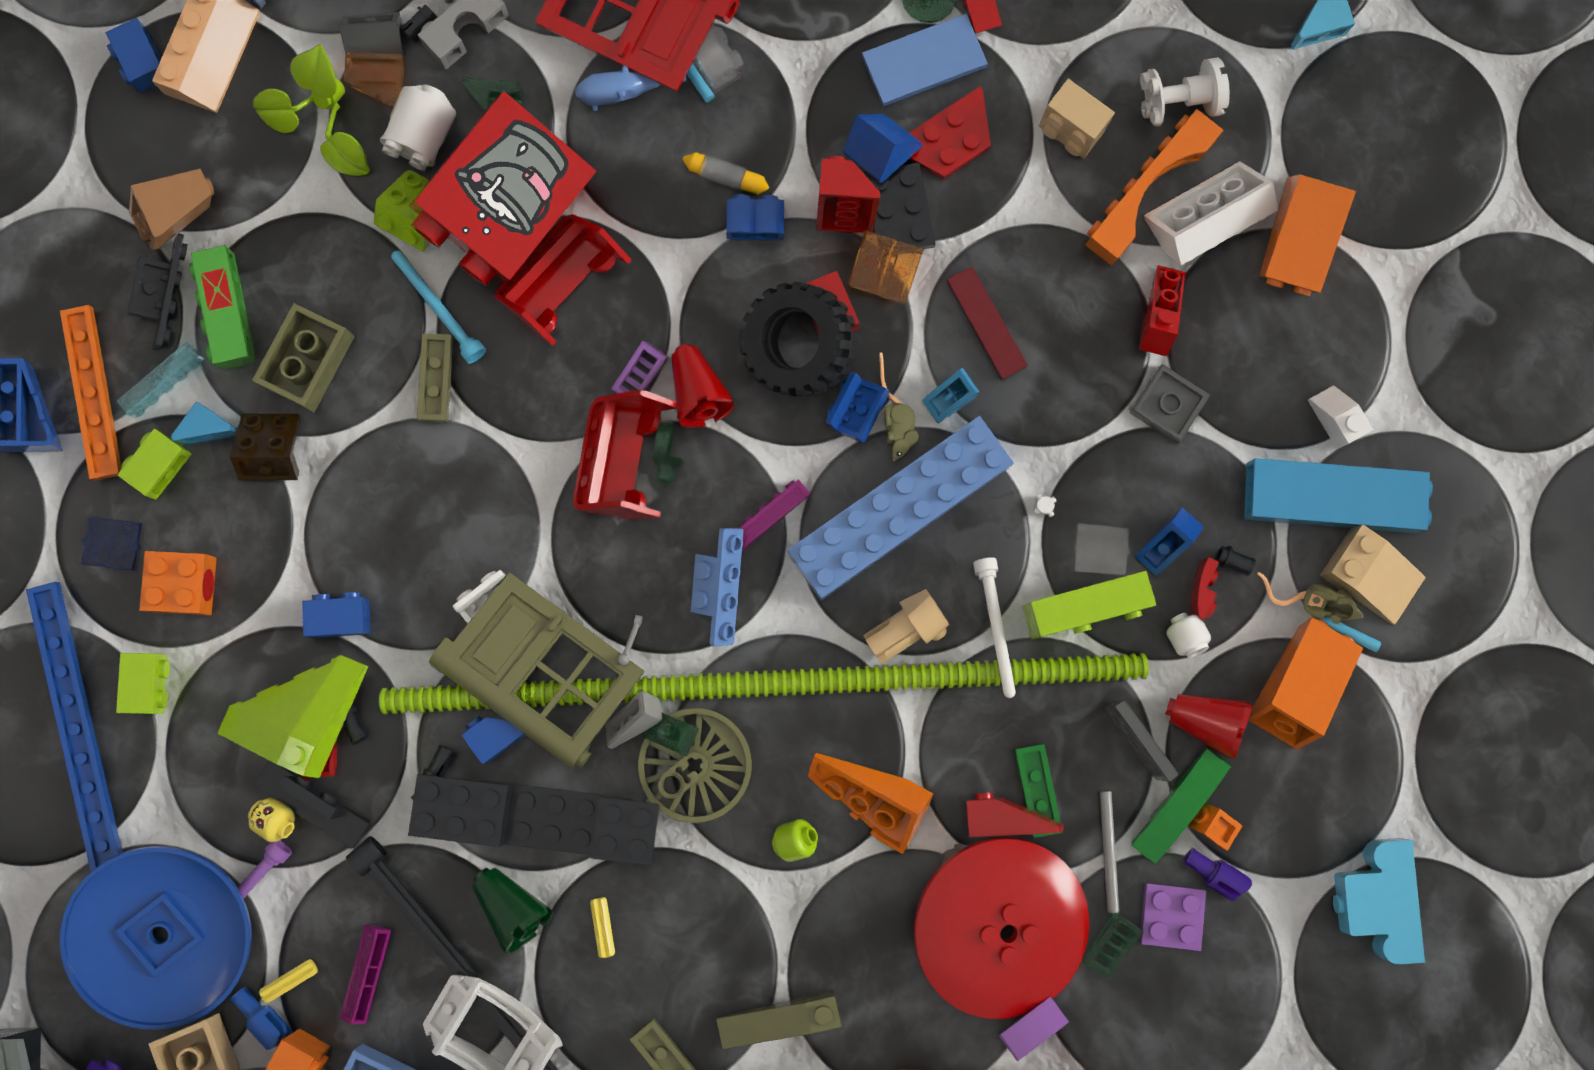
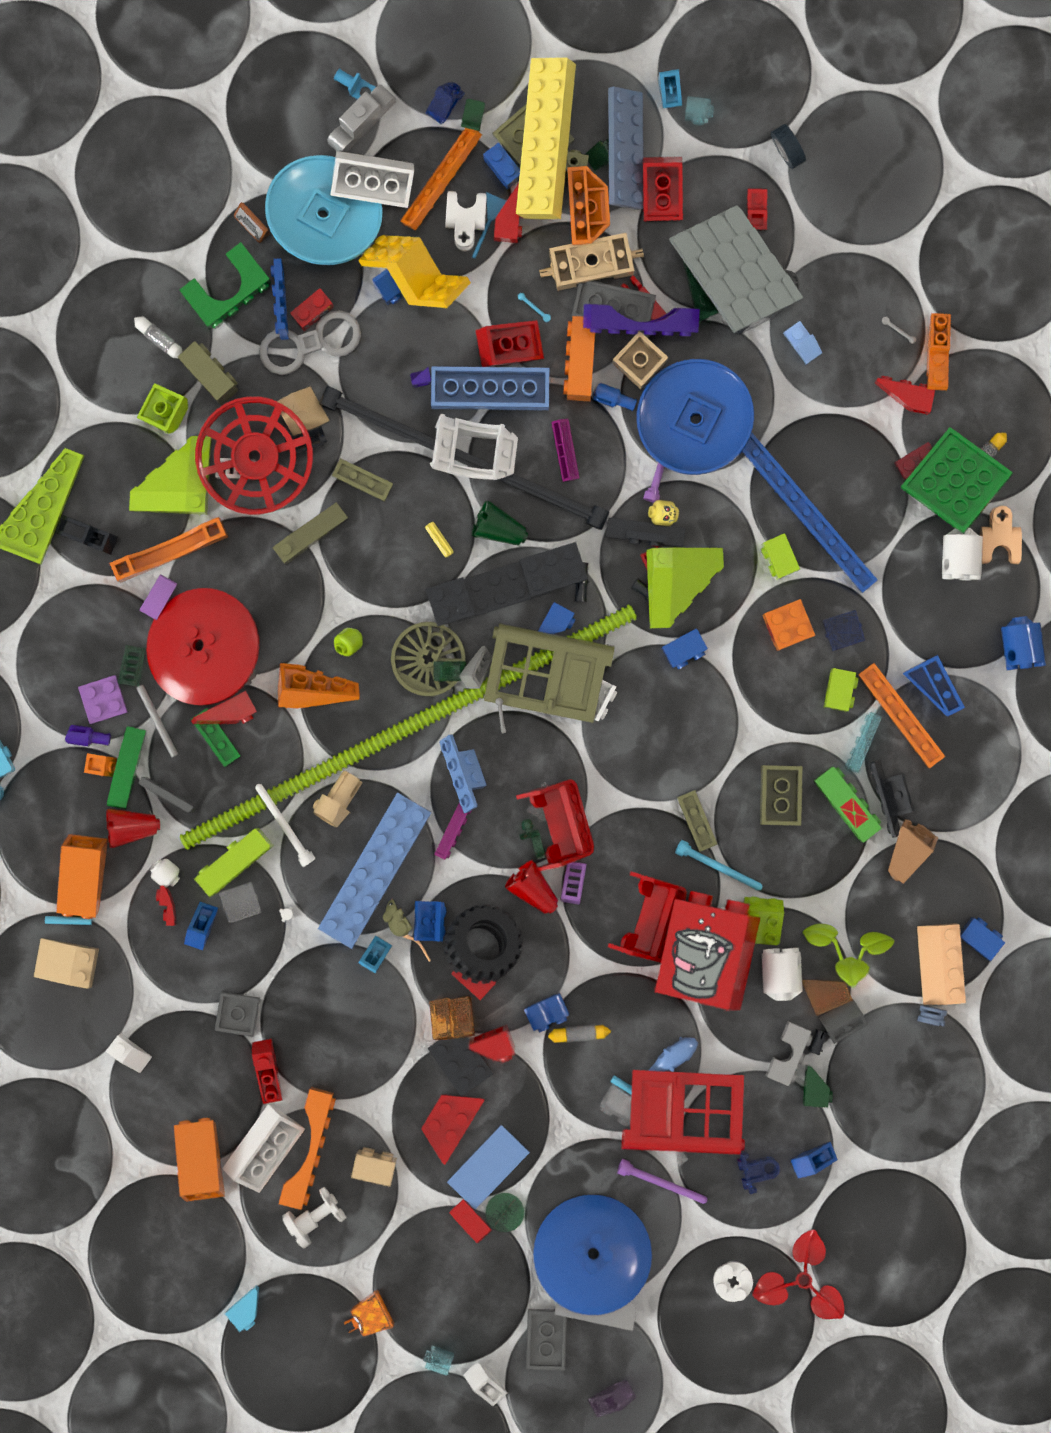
camera: 165 degrees right, 5 degrees up
(202, 426) = (822, 727): dark azure slope -> none
(266, 447) = (778, 732): dark brown bracket -> none
(288, 981) = (608, 426): light yellow axle -> none
(485, 91) = (753, 1015): clear green slope -> none
(879, 145) = (490, 1095): blue slope -> none
(986, 323) = (373, 1012): dark red tile -> none
(1229, 558) = (155, 932): black pin -> none
(1321, 602) = (92, 931): olive animal -> none
(1337, 495) = (109, 1002): dark azure brick -> none

